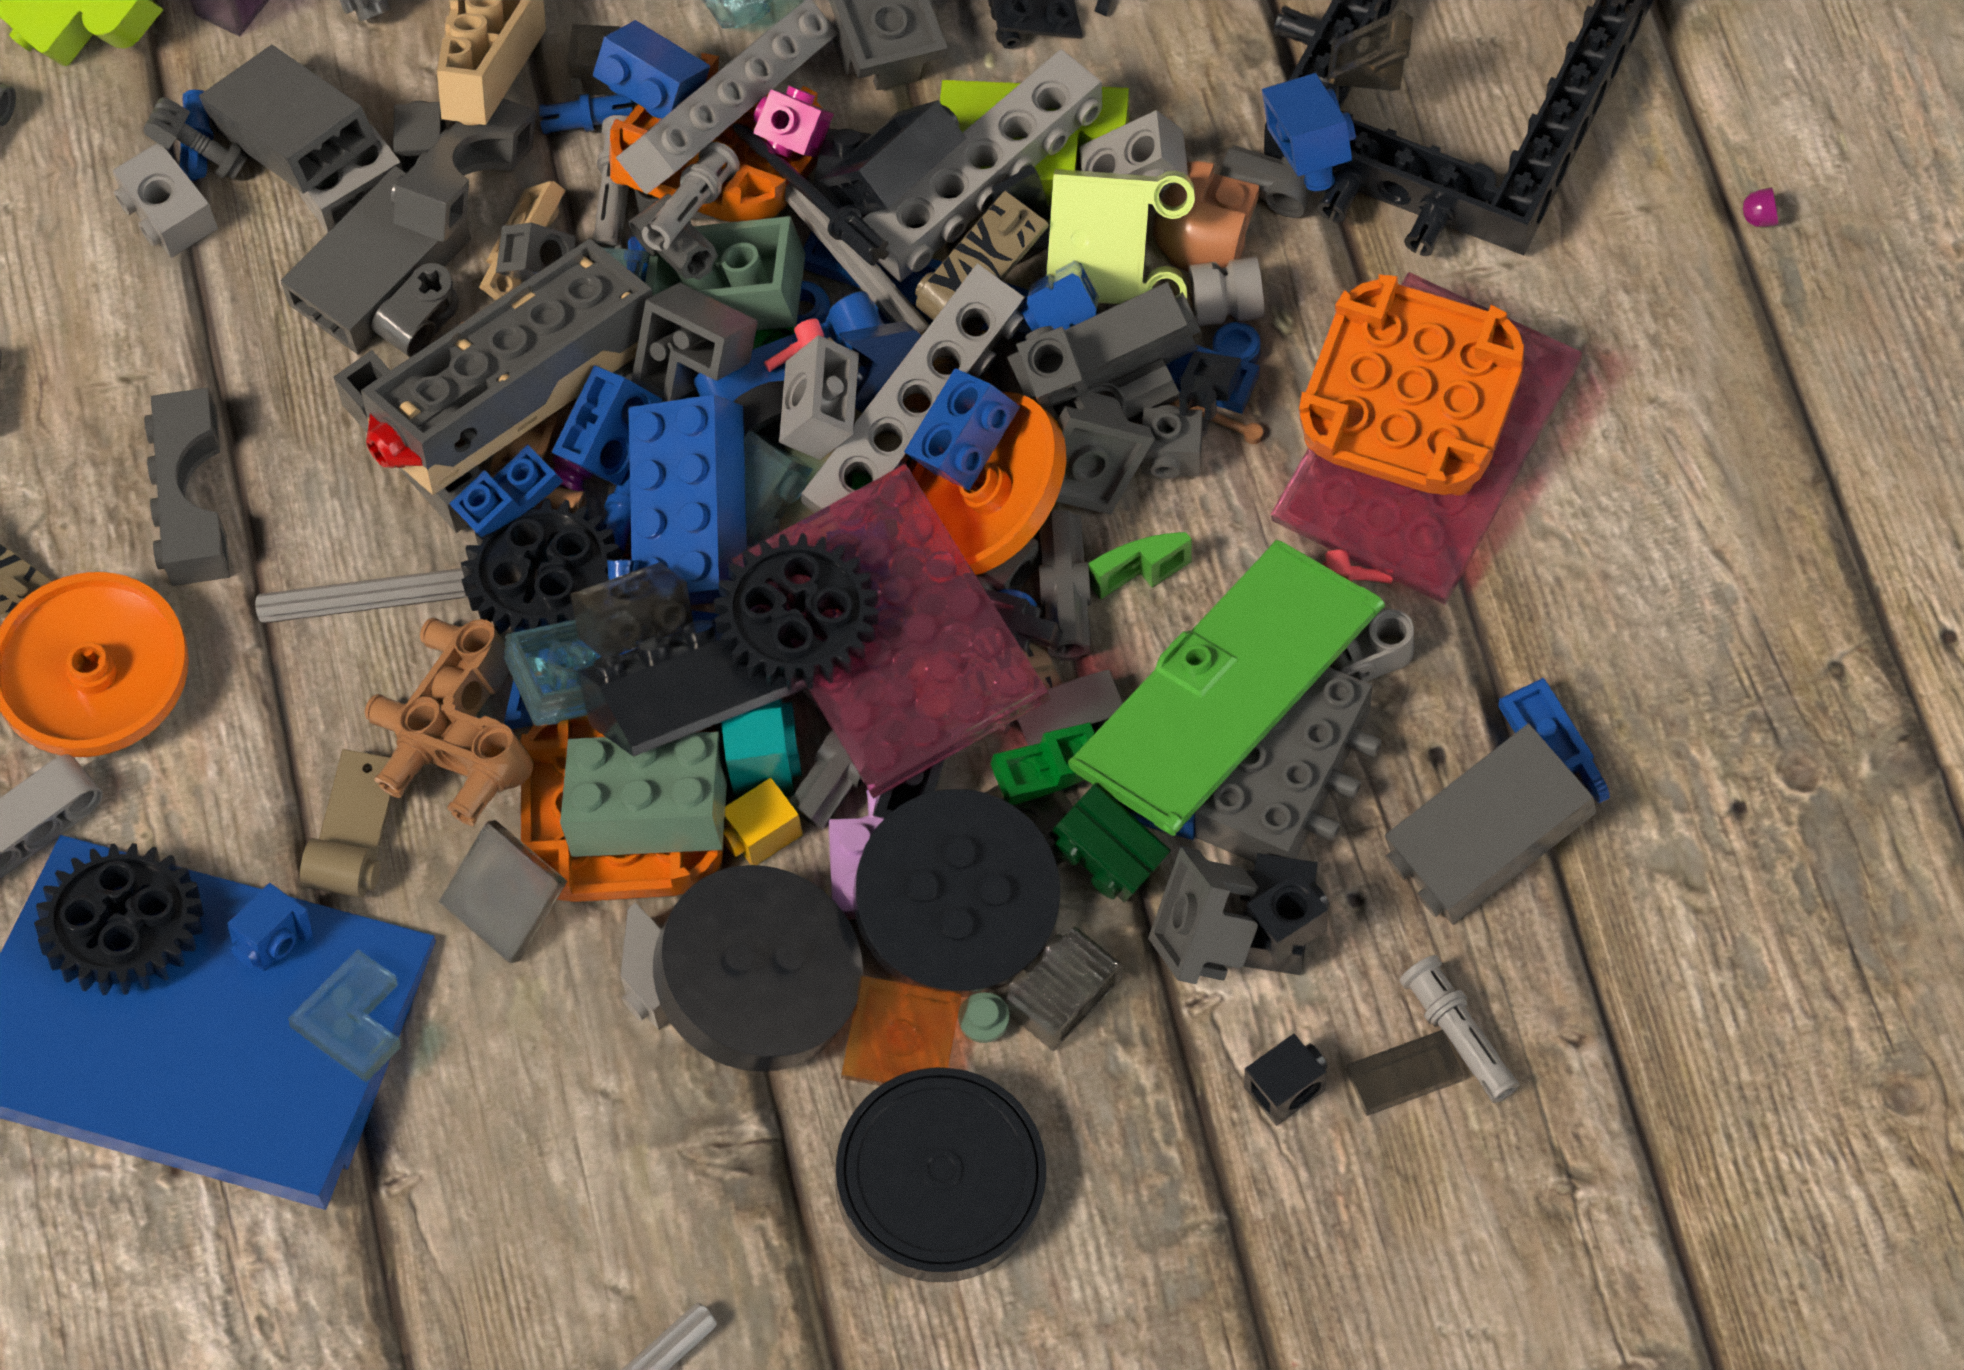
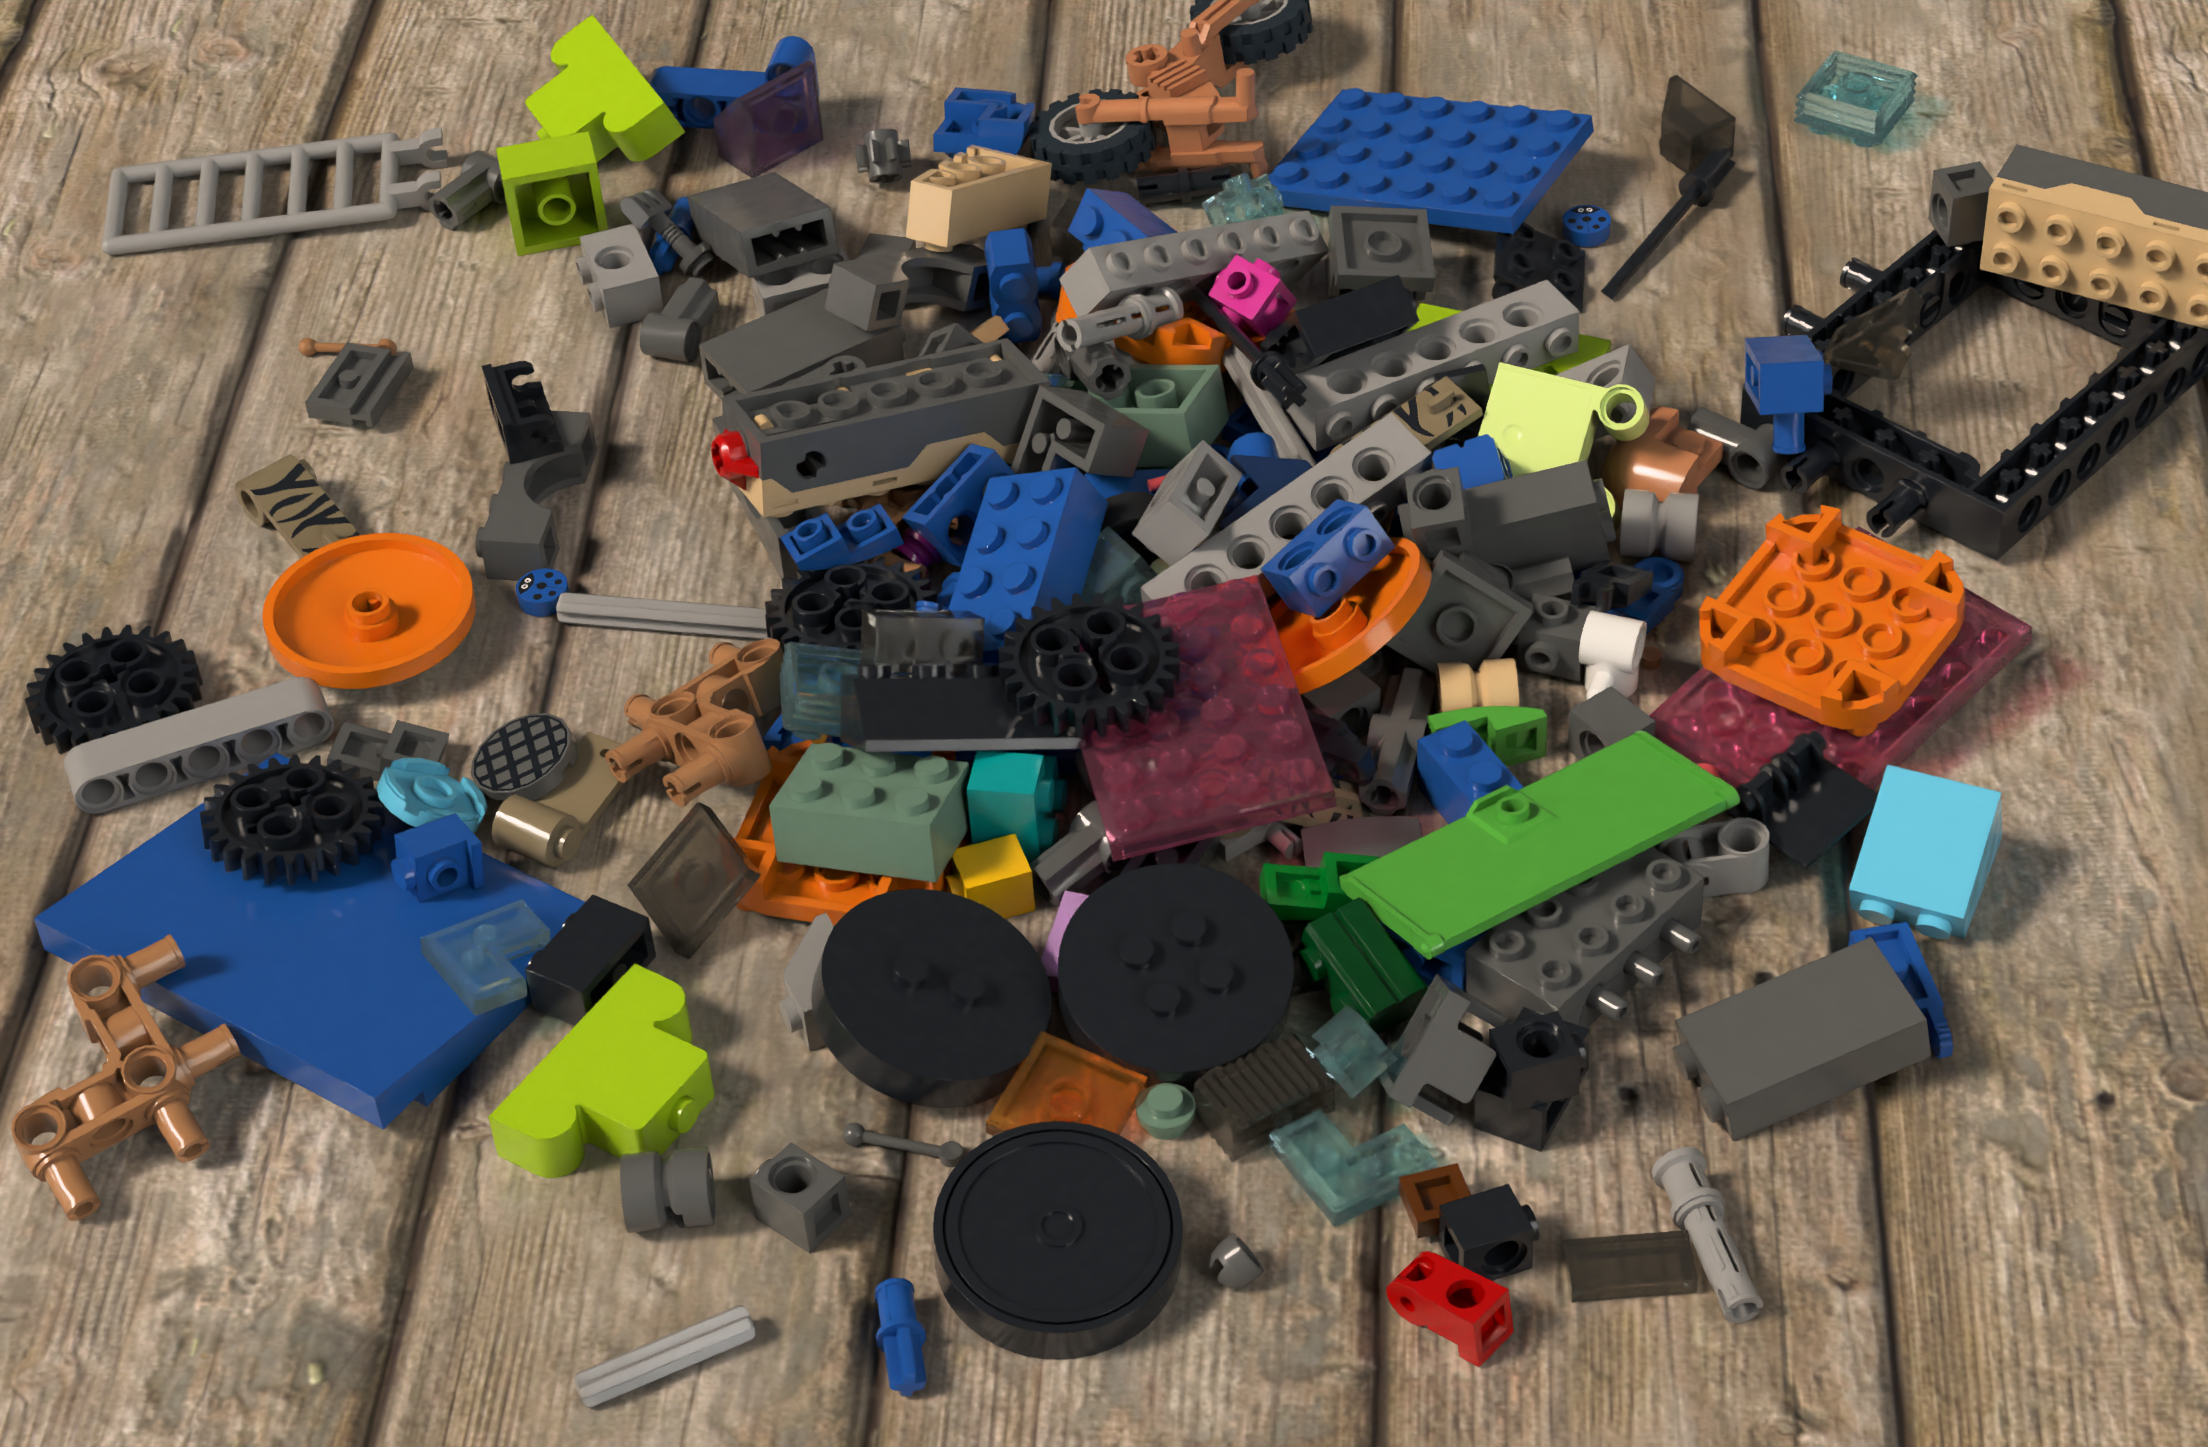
camera: 15 degrees right, 20 degrees down
(64, 119) = (552, 192): none -> lime brick
(83, 1251) = (112, 1102): none -> medium nougat pin
(148, 410) = (521, 413): none -> black hinge
(164, 812) = (376, 749): none -> dark grey slope
(231, 858) = (423, 792): none -> medium azure tile
(233, 594) = (540, 591): none -> blue tile
(244, 254) = (679, 326): none -> dark grey piece
(295, 791) = (524, 757): none -> tile
(442, 999) = (588, 958): none -> black brick
(507, 1113) = (613, 1082): none -> lime brick
(555, 140) = (1013, 283): none -> blue brick
(598, 1210) = (667, 1189): none -> dark grey wheel
(721, 1204) = (800, 1197): none -> dark grey brick
(815, 1104) = (949, 1153): none -> dark grey hinge
(839, 1296) = (901, 1336): none -> blue axle
(1090, 1152) = (1234, 1263): none -> dark grey hinge
(1119, 521) = (1489, 686): none -> tan wheel
(1126, 931) = (1351, 1051): none -> clear light blue brick
(1136, 617) = (1458, 769): none -> blue brick
(1153, 1045) = (1346, 1178): none -> clear light blue tile
(1224, 456) = (1611, 652): none -> white piece
(1232, 1051) = (1427, 1190): none -> reddish brown plate
(1243, 532) = (1604, 721): none -> dark grey brick
(1275, 1150) = (1454, 1305): none -> red leg
(1431, 577) = (1804, 800): none -> black hinge
(1545, 610) = (1926, 853): none -> medium azure slope

